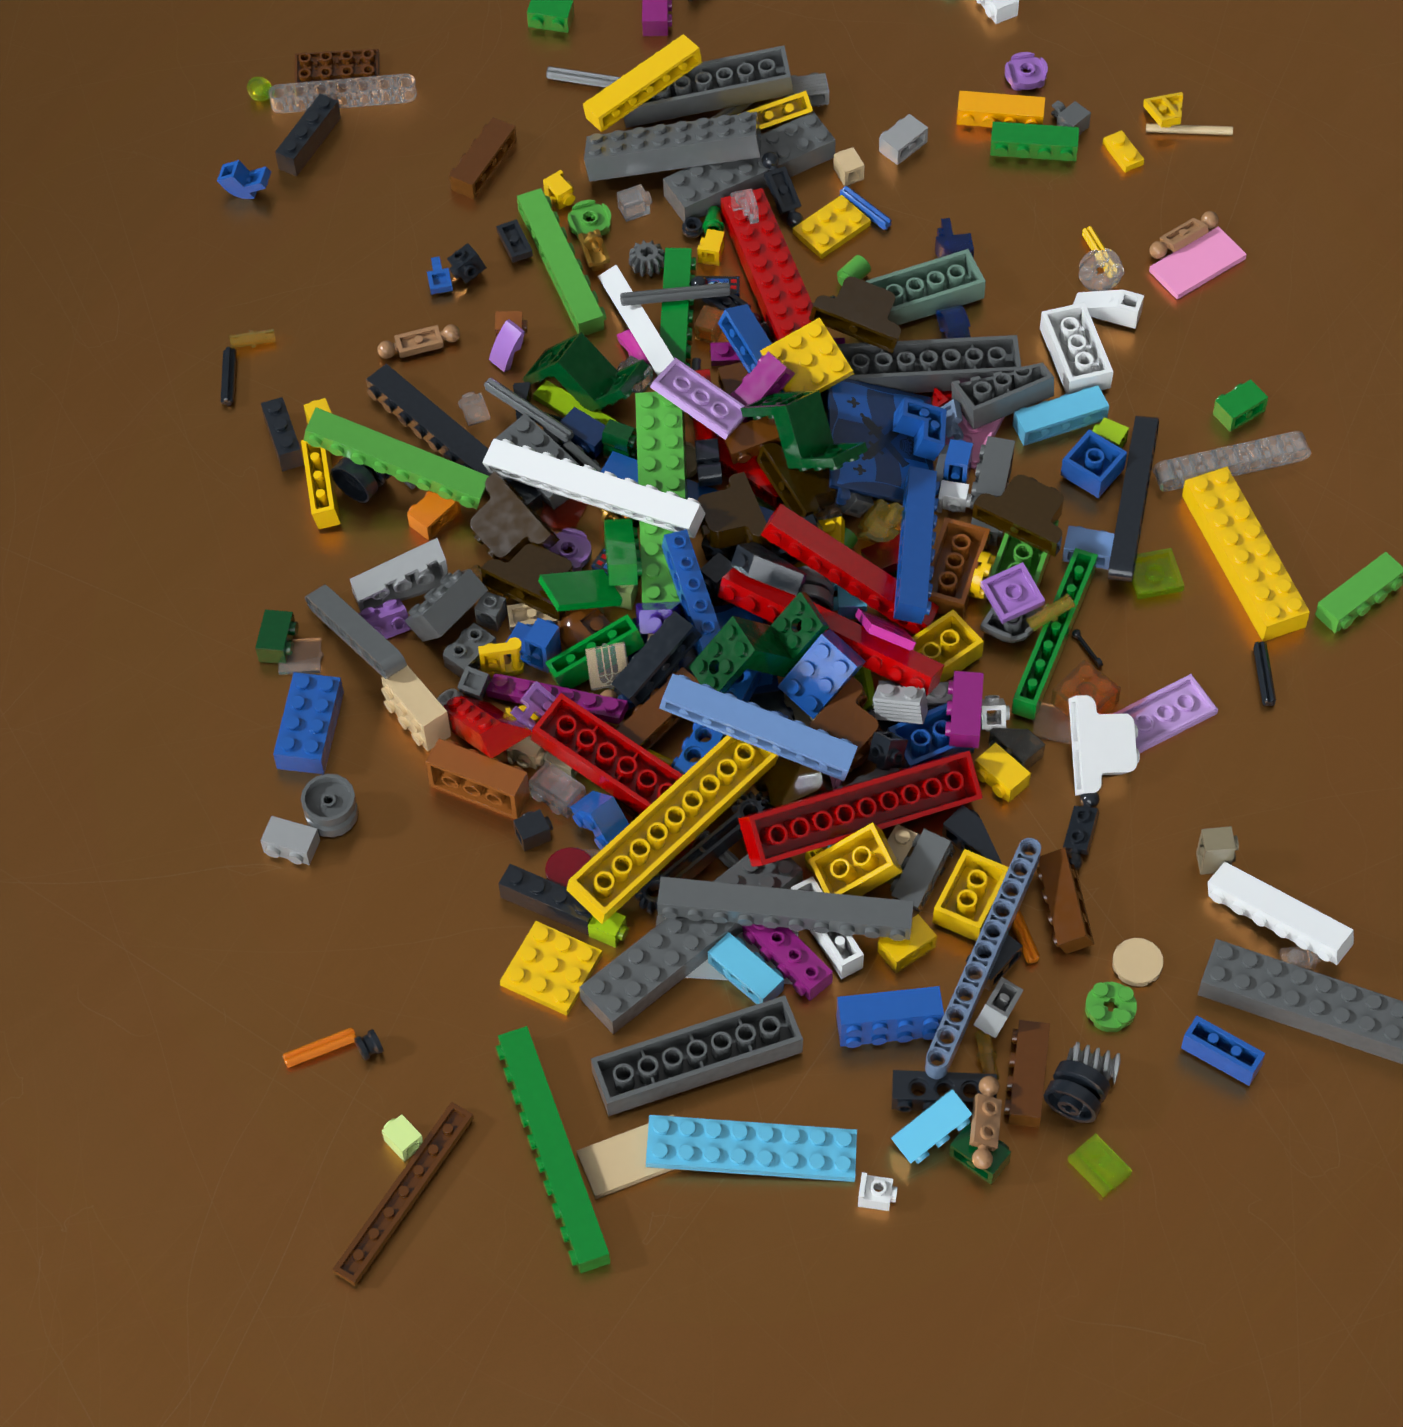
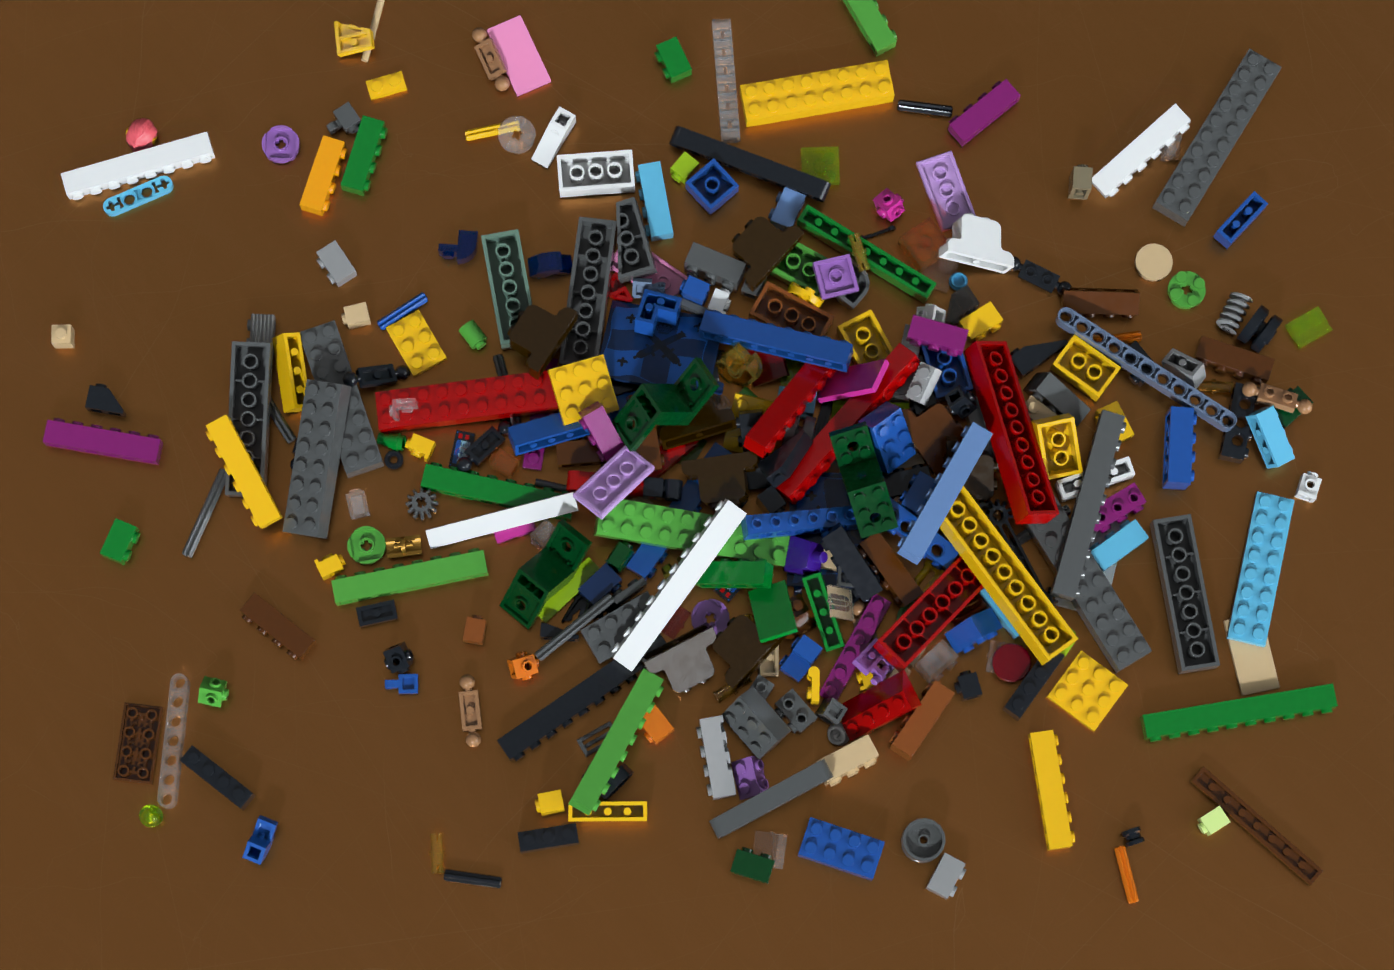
camera: 85 degrees left, 20 degrees up
(401, 113) = (213, 691): none -> bright green brick
(415, 940) = (1050, 790): none -> yellow brick
(474, 408) = (551, 674): clear bracket -> none
(475, 375) = (523, 665): none -> orange brick
(507, 342) = (497, 635): medium lavender slope -> none
(675, 294) = (477, 484): dark grey axle -> none
(1052, 742) = (958, 281): none -> dark azure plate
(1125, 648) = (889, 205): none -> dark pink brick
(1277, 732) = (984, 112): none -> magenta brick

